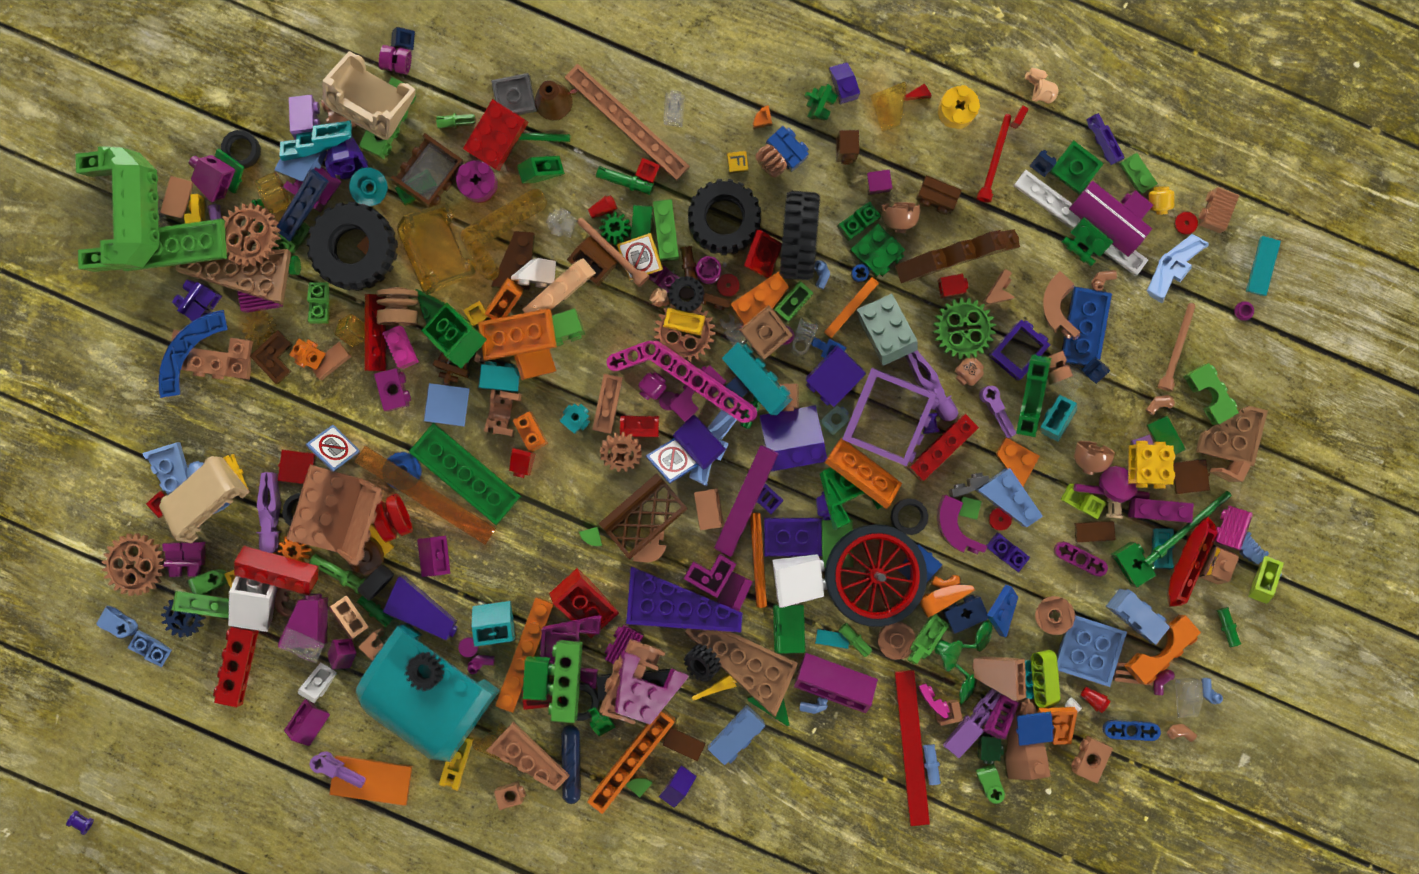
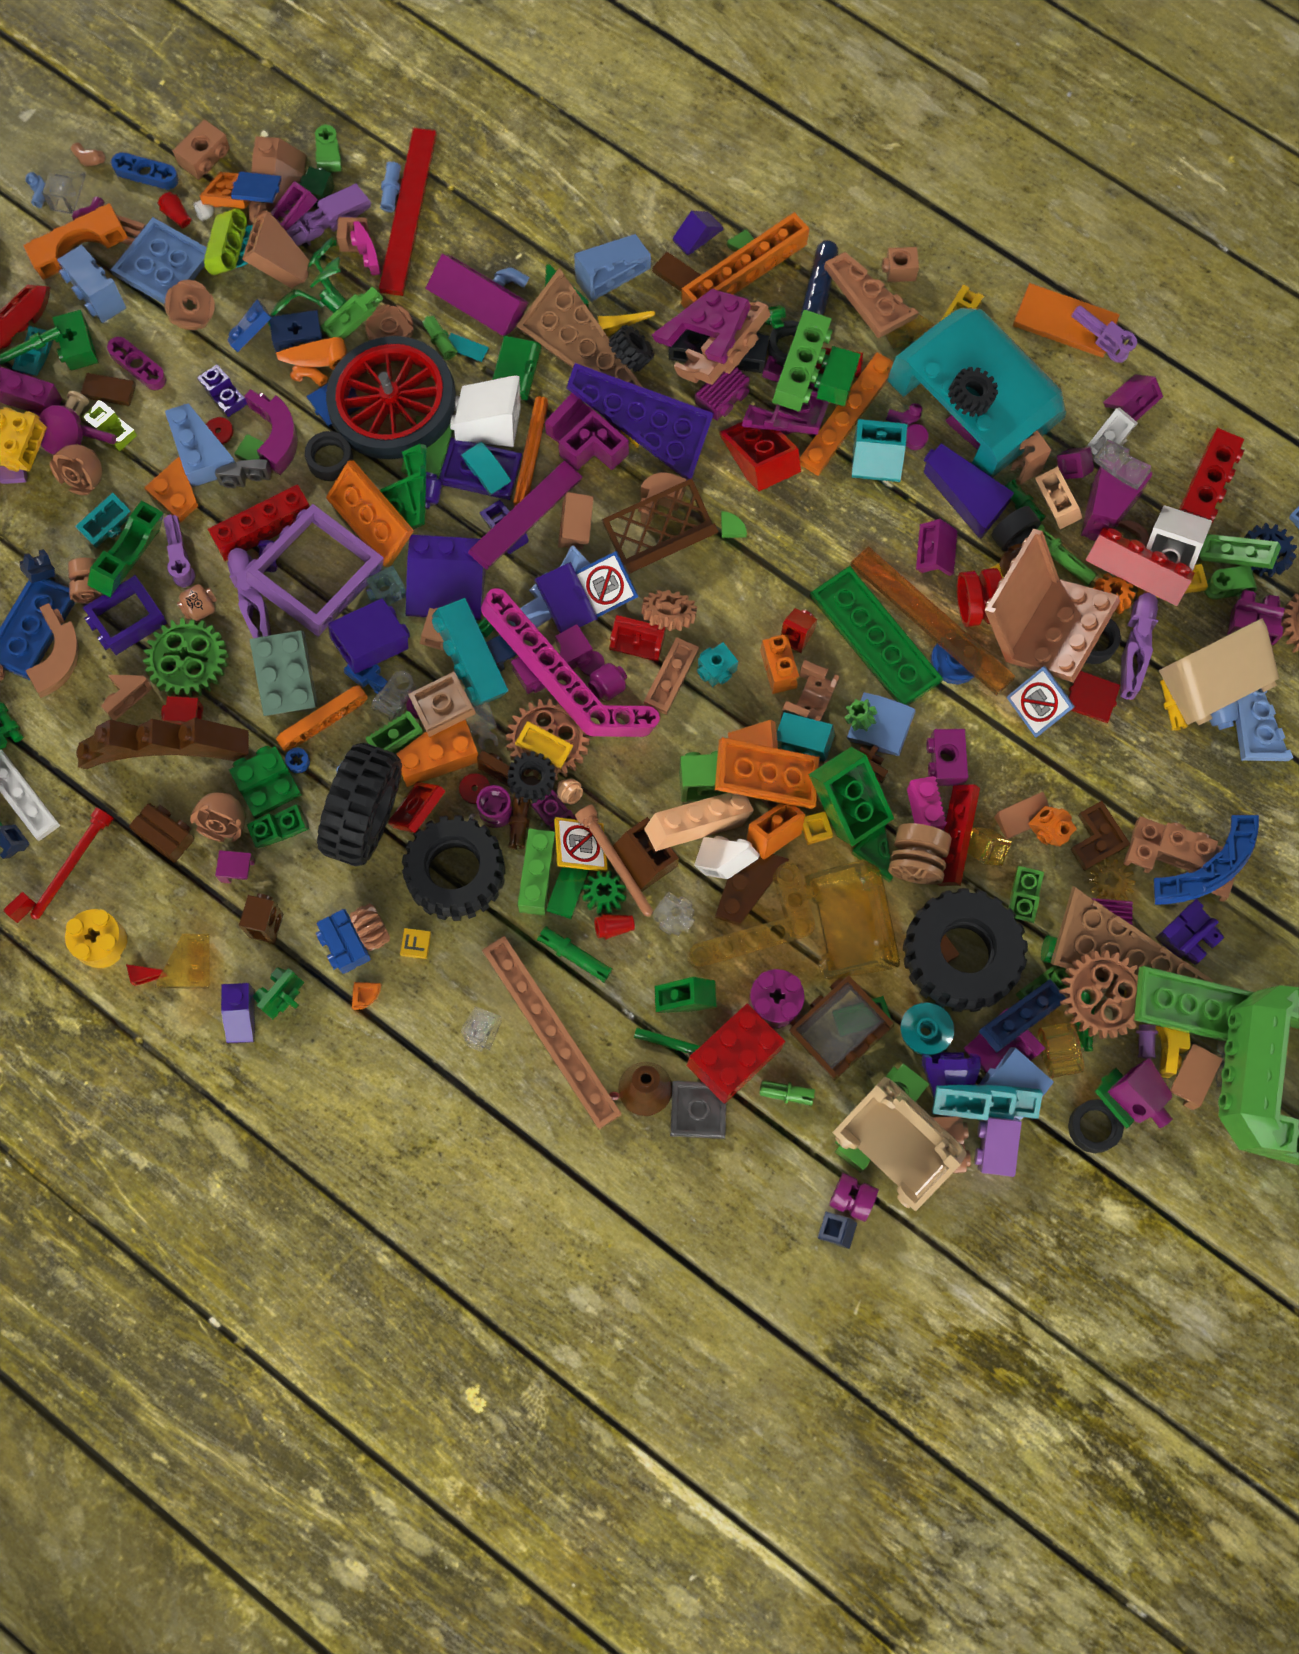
camera: 165 degrees left, 15 degrees down
(154, 503) = (1281, 693): red tile -> none
(457, 406) = (861, 715): none -> bright green gear
(647, 170) = (540, 959): red plate -> none
(787, 533) = (486, 468): none -> teal slope

